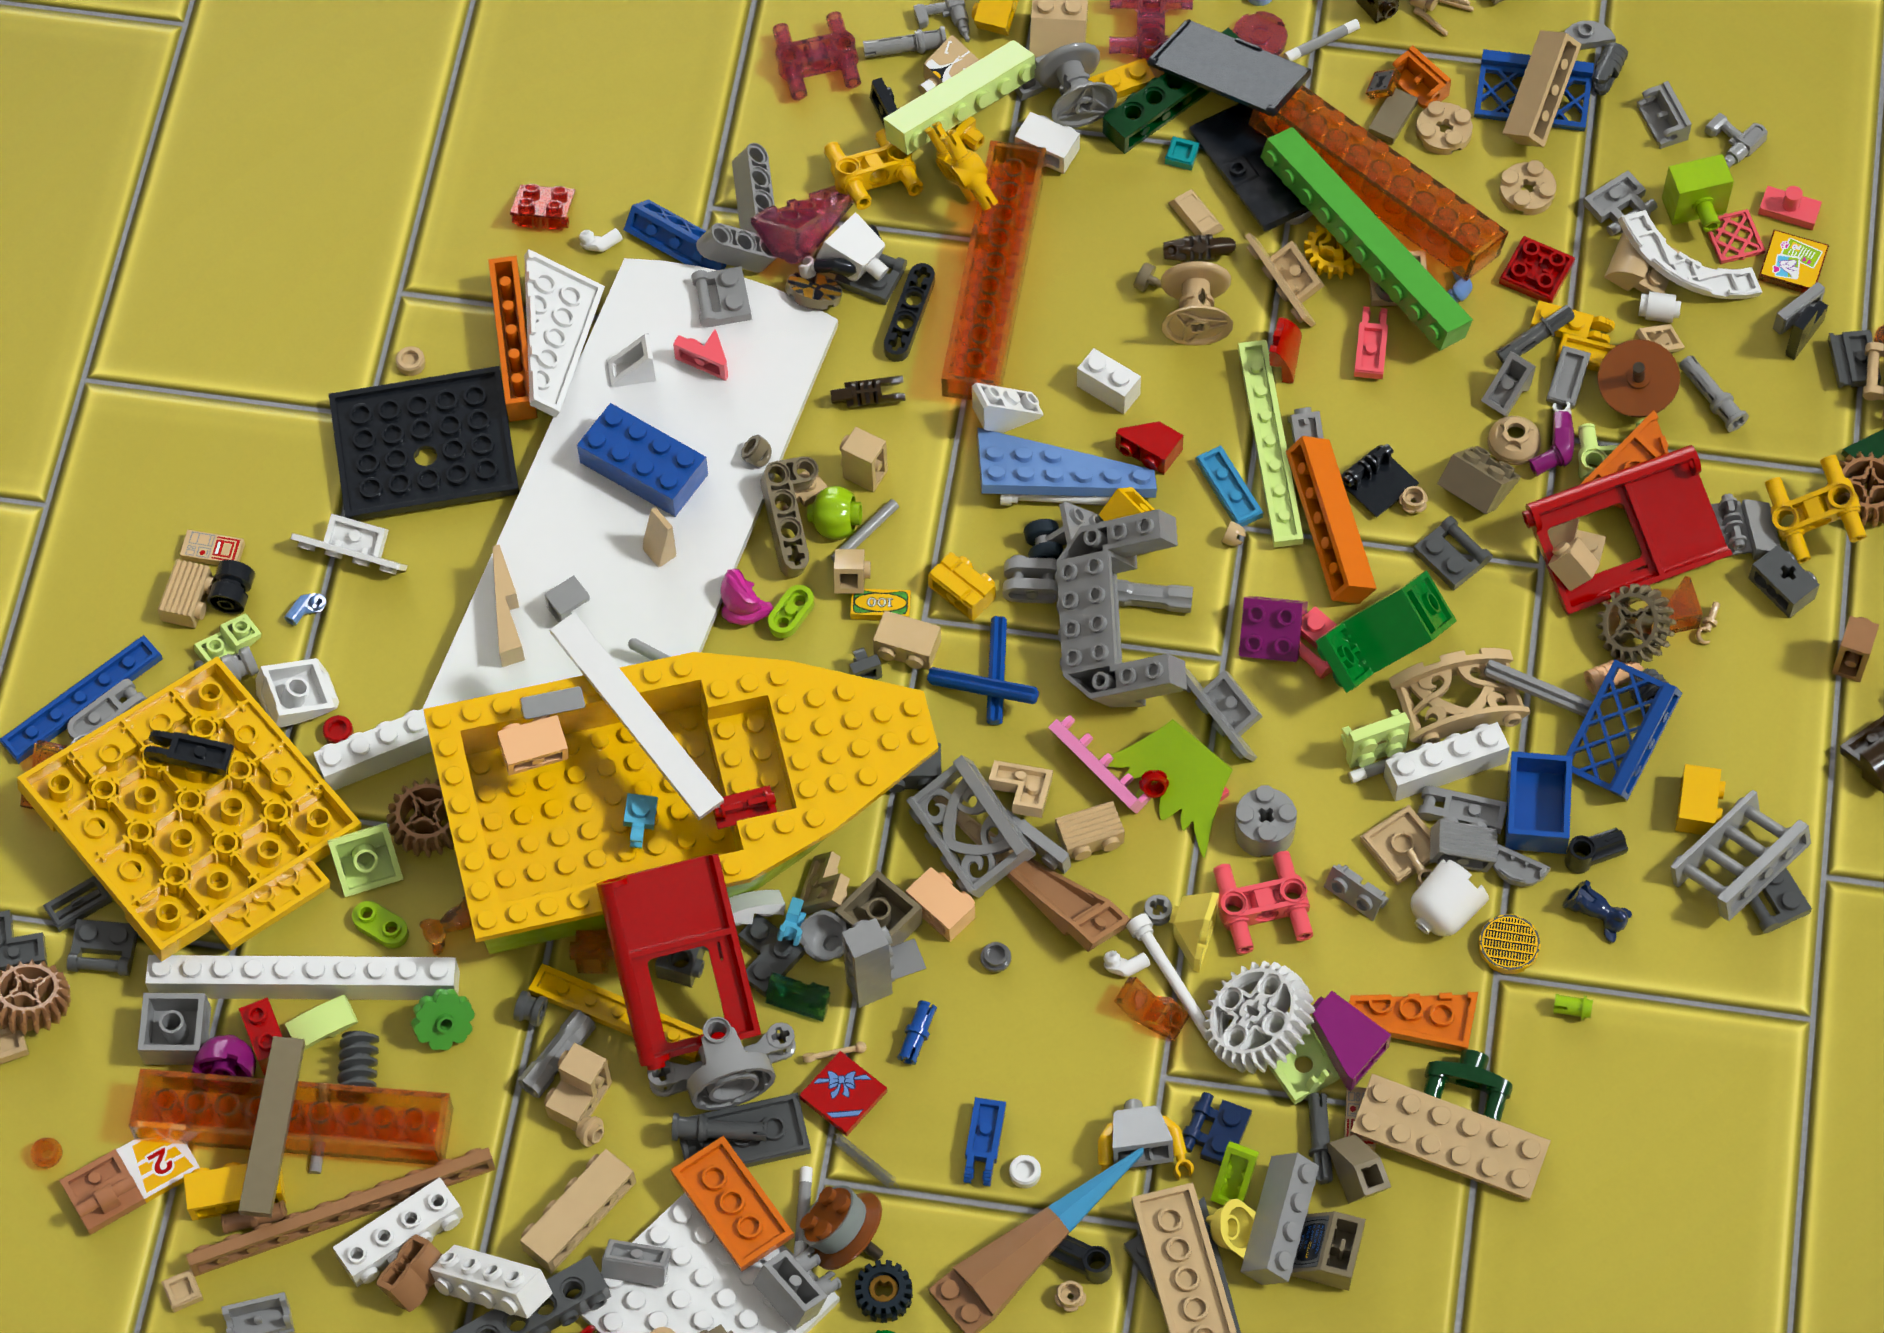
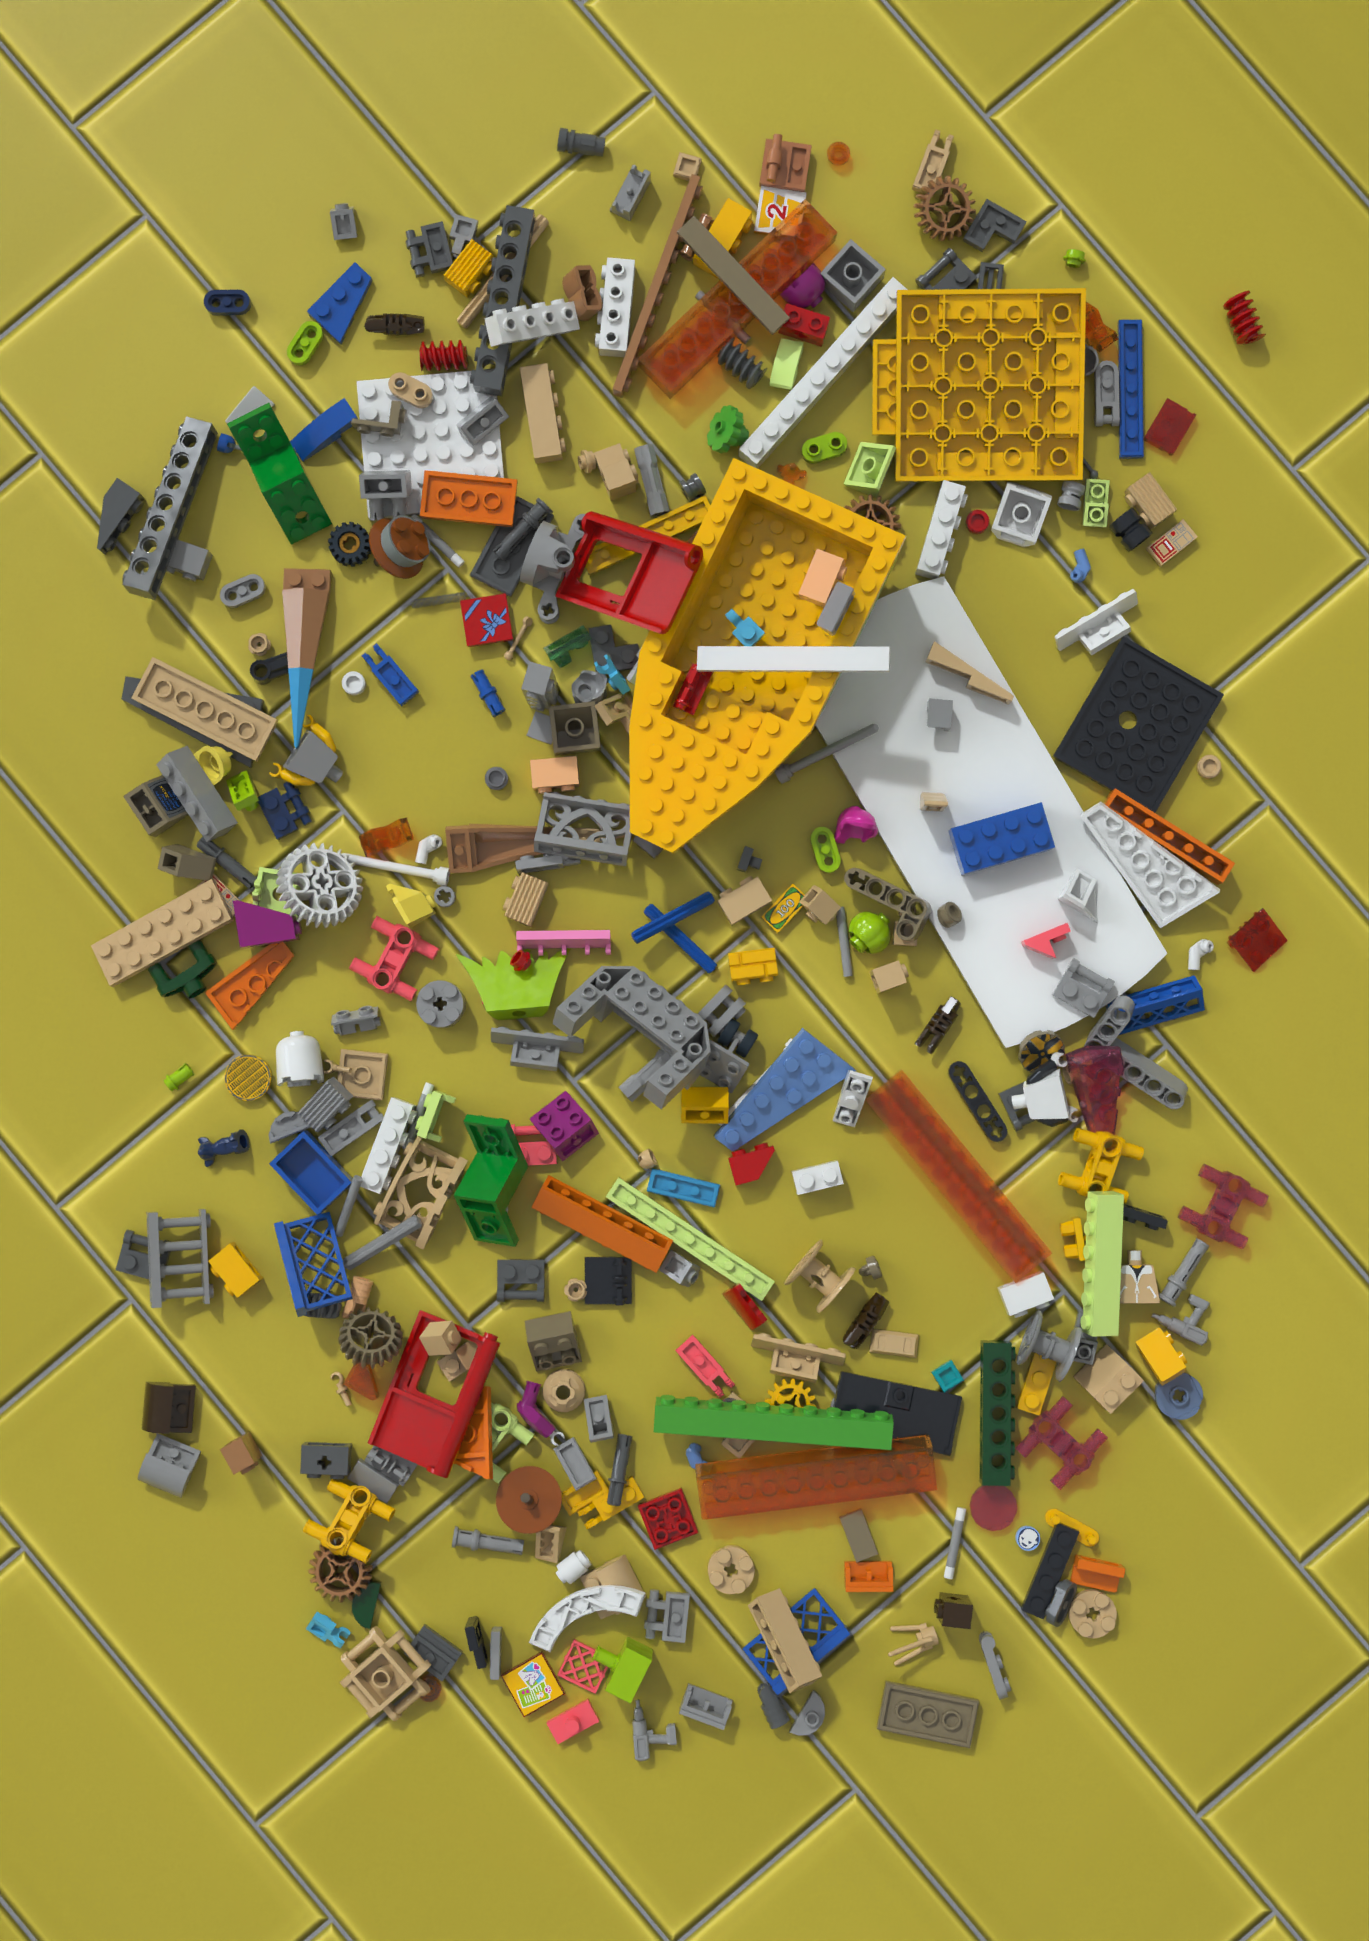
camera: 135 degrees right, 25 degrees up
(92, 636) = (1169, 427): none -> clear red plate
(190, 752) = (1019, 408): black hinge -> none
(961, 165) = (1043, 1212): yellow piece -> none
(1028, 783) = (588, 890): tan plate -> none
(1230, 67) = (973, 1454): door -> none
(1383, 83) = (885, 1549): tile -> none
(1447, 114) = (825, 1546): tan plate -> none
(1535, 744) = (348, 1205): none -> light grey bar
(1595, 848) = (257, 1182): black piece -> none

